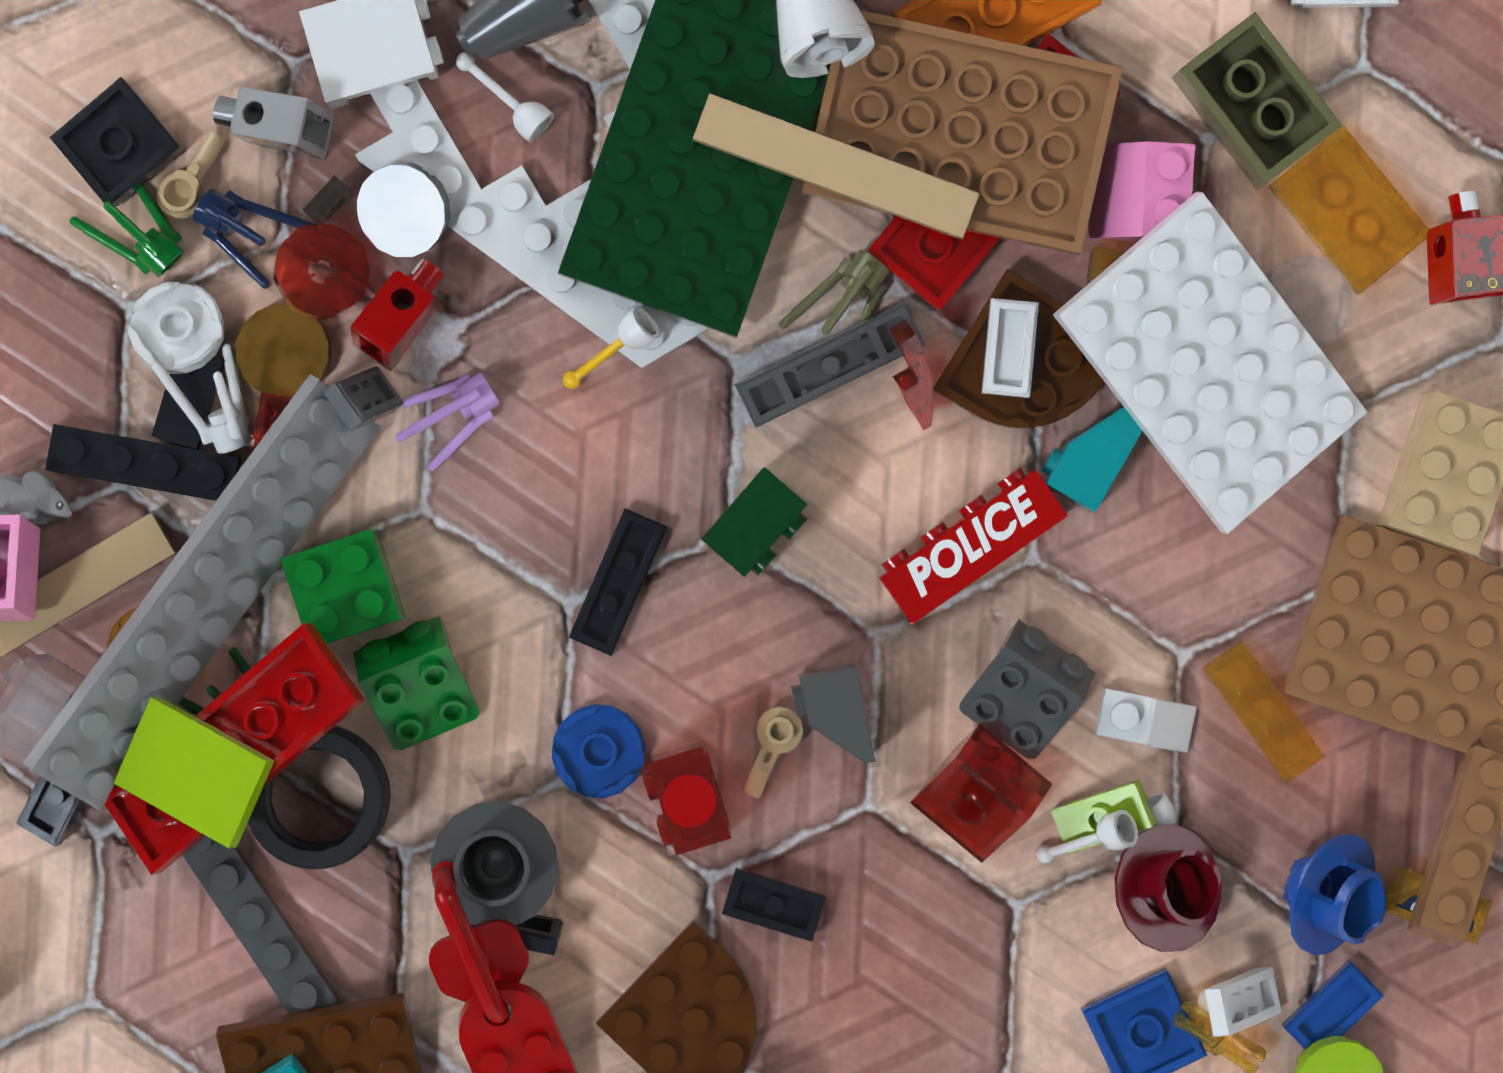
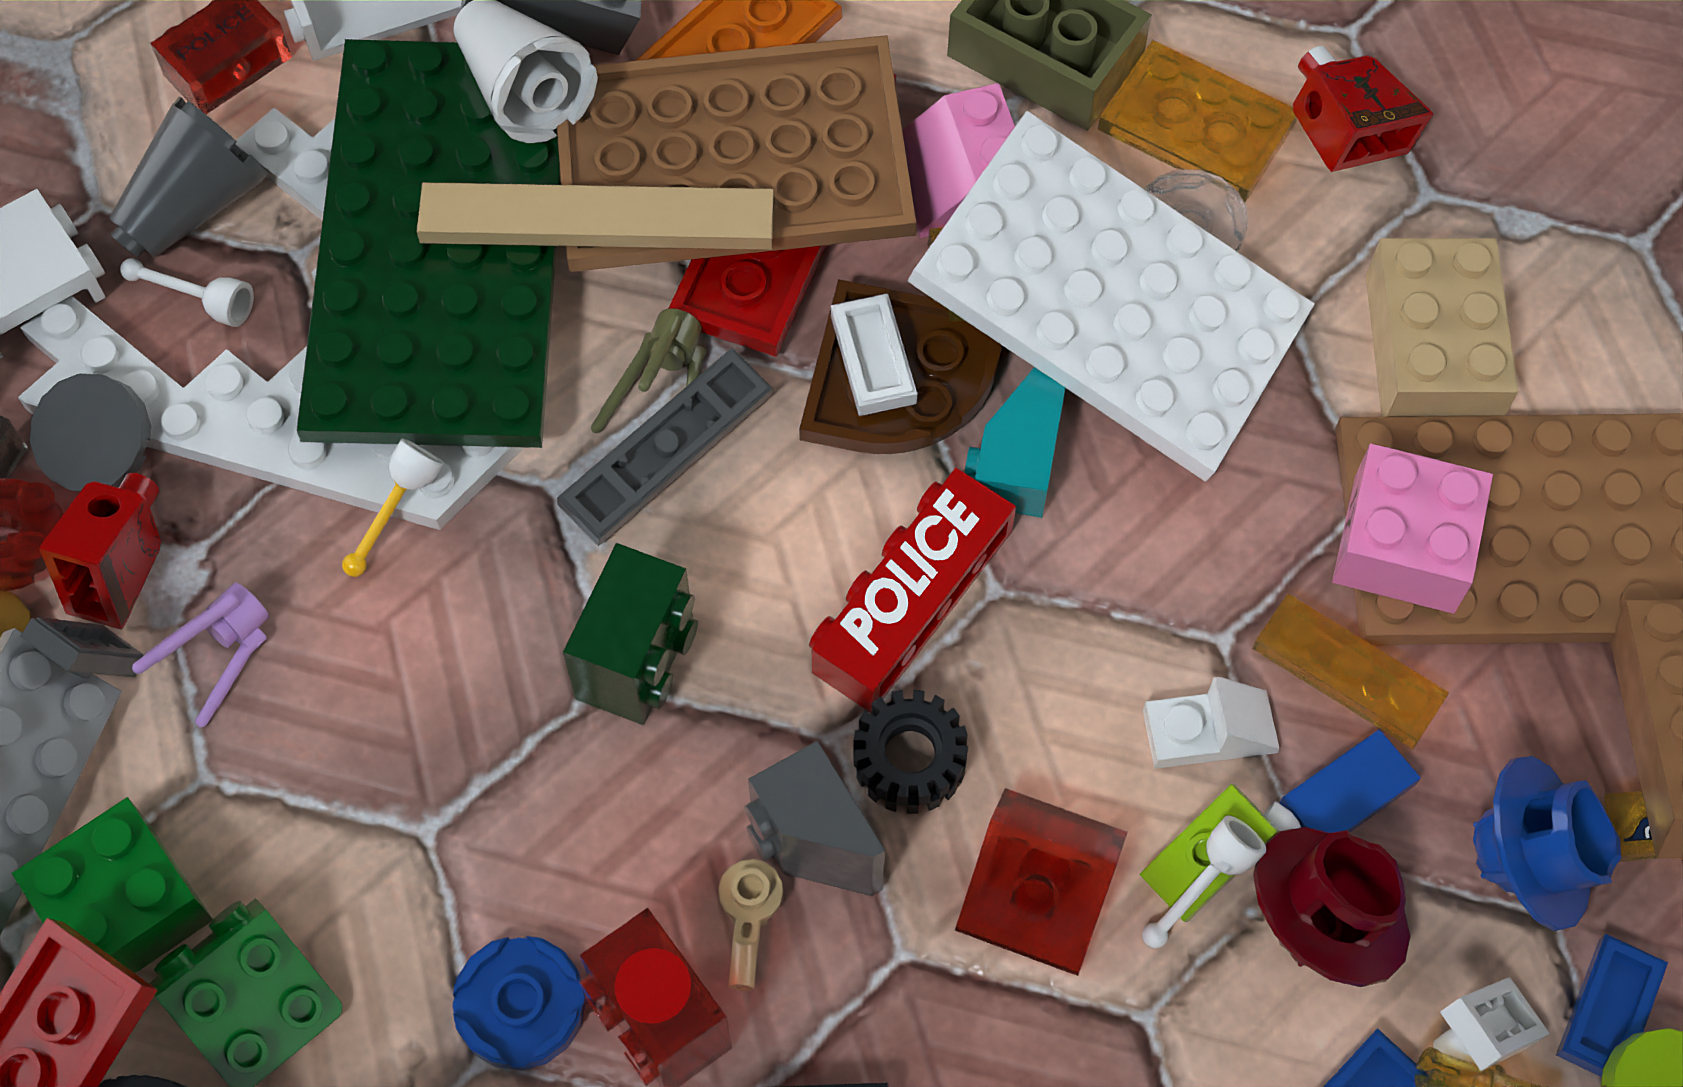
camera: 25 degrees left, 25 degrees down
(618, 582) = (481, 782): black tile -> none
(915, 380) = (780, 430): clear red slope -> none
(932, 696) = (917, 716): none -> black tyre
(1027, 690) = (1048, 735): dark grey bracket -> none
(1223, 800) = (1352, 787): none -> blue tile
(1348, 637) = (1413, 528): none -> bright pink brick

